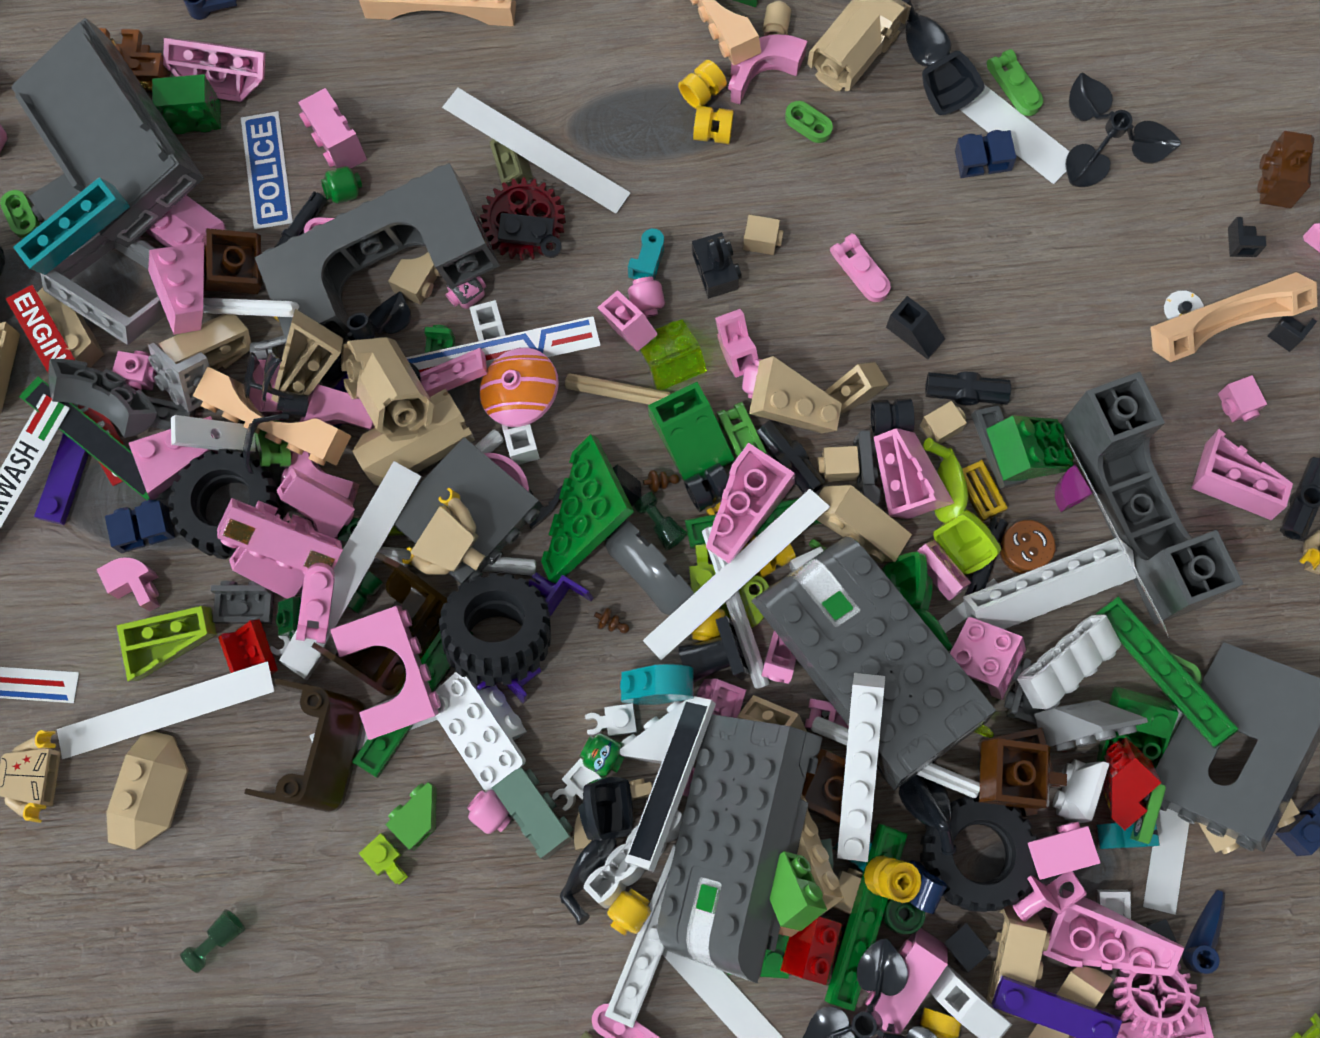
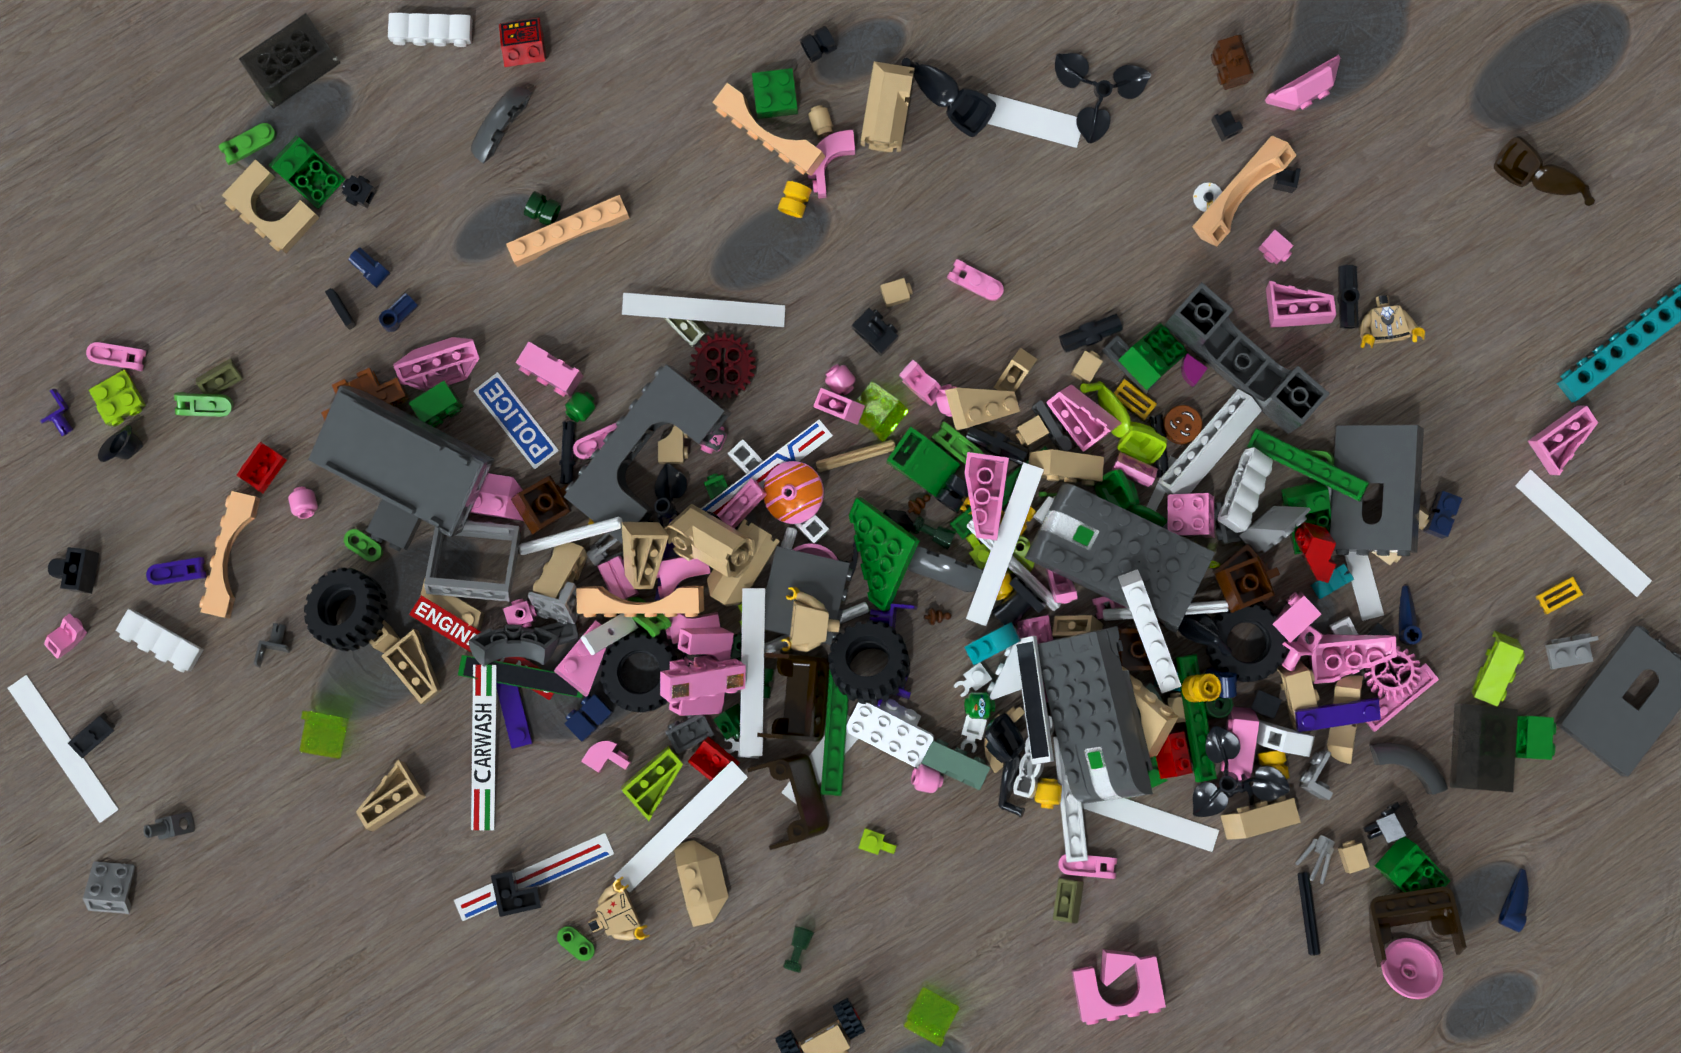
camera: 30 degrees left, 10 degrees up
(71, 226) = (435, 544): teal brick -> none
(179, 284) = (523, 542): bright pink wedge -> none
(287, 402) = (645, 587): black plant -> none
(316, 602) = (746, 707): bright pink plate -> none
(415, 700) = (802, 700): bright pink arch -> none
(415, 819) = (883, 807): bright green slope -> none
(529, 231) = (735, 376): black hinge -> none
(650, 255) = (824, 341): teal leg -> none
(704, 124) = (812, 229): yellow wheel -> none
(794, 893) = (1149, 729): bright green slope -> none
(810, 121) = (884, 186): bright green plate -> none
(891, 416) = (1053, 379): black wheel -> none
(915, 327) = (1035, 308): black slope -> none
(993, 150) = (1010, 156): dark blue piece -> none
(1015, 83) = (1014, 83): bright green plate -> none
(1080, 796) = (1290, 569): white slope -> none
(1119, 540) = (1237, 394): white sticker -> none
(1145, 825) = (1339, 571): bright green tile -> none

